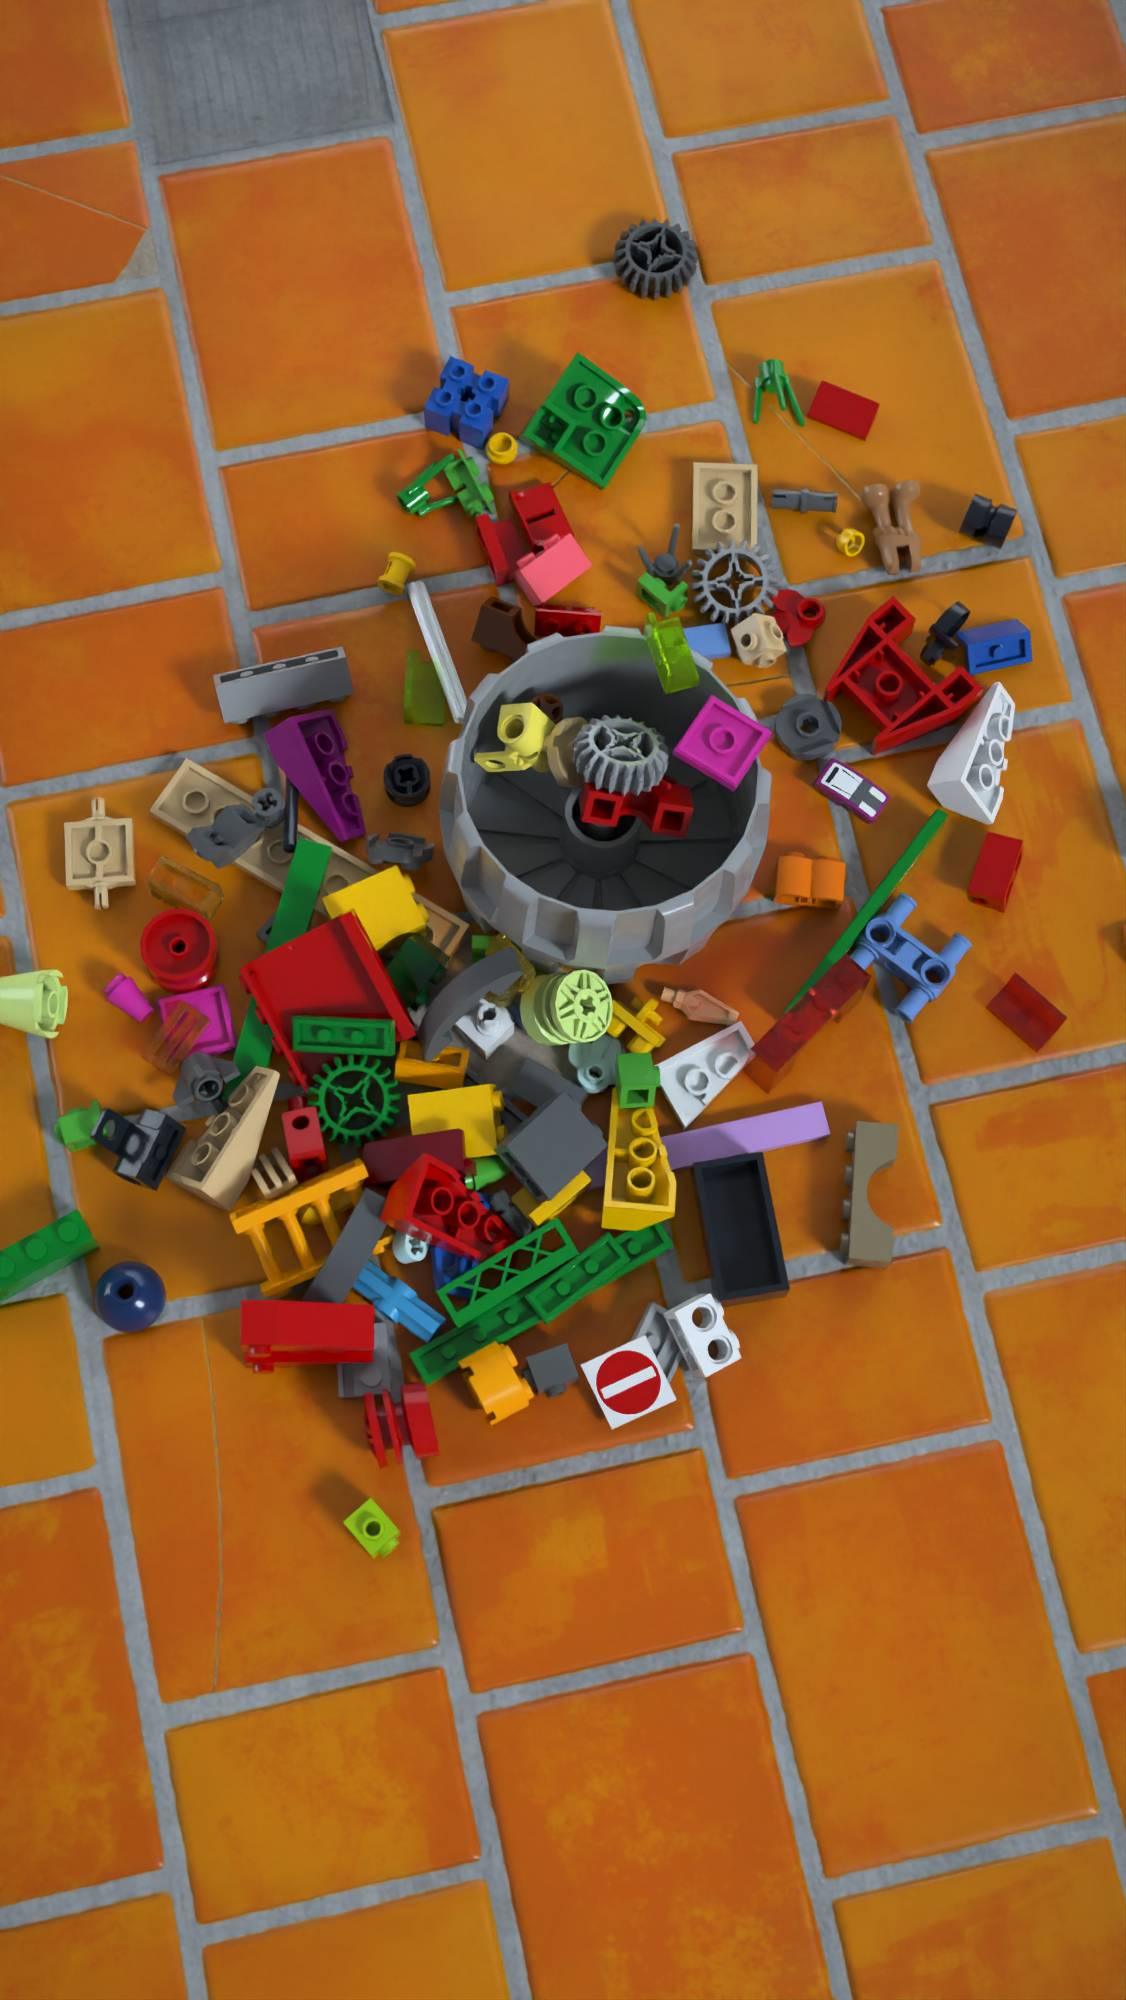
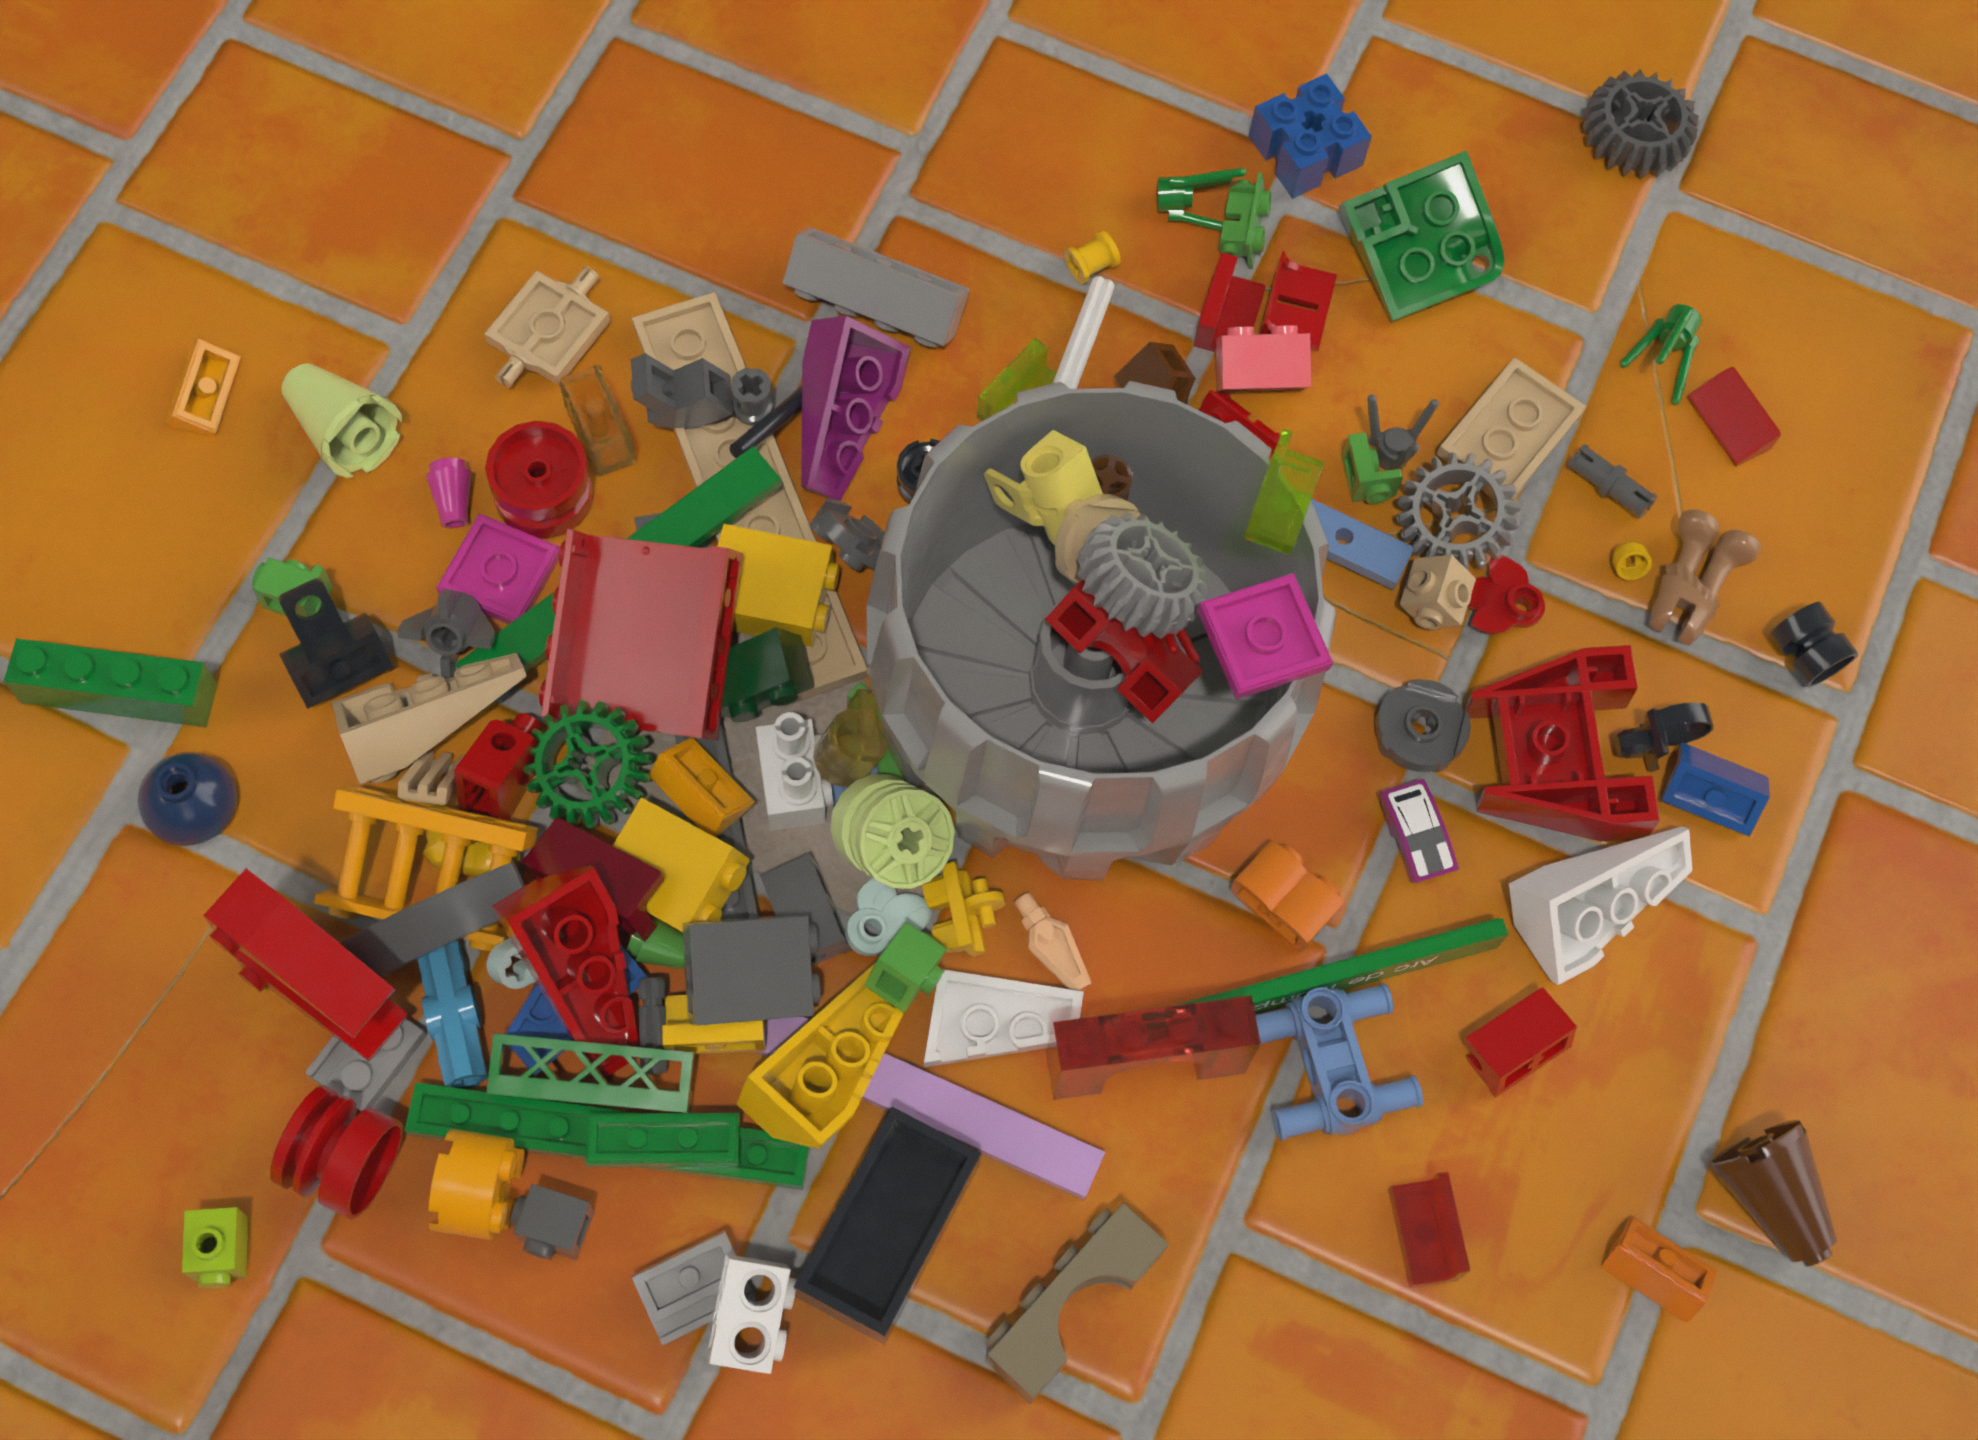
camera: 35 degrees right, 5 degrees down
(159, 1062) = (463, 572): clear orange tile -> none
(343, 1035) = (627, 684): green tile -> none
(491, 973) = (821, 723): dark grey slope -> none
(501, 448) = (1312, 207): yellow plate -> none
(628, 1382) = (623, 1301): piece -> none

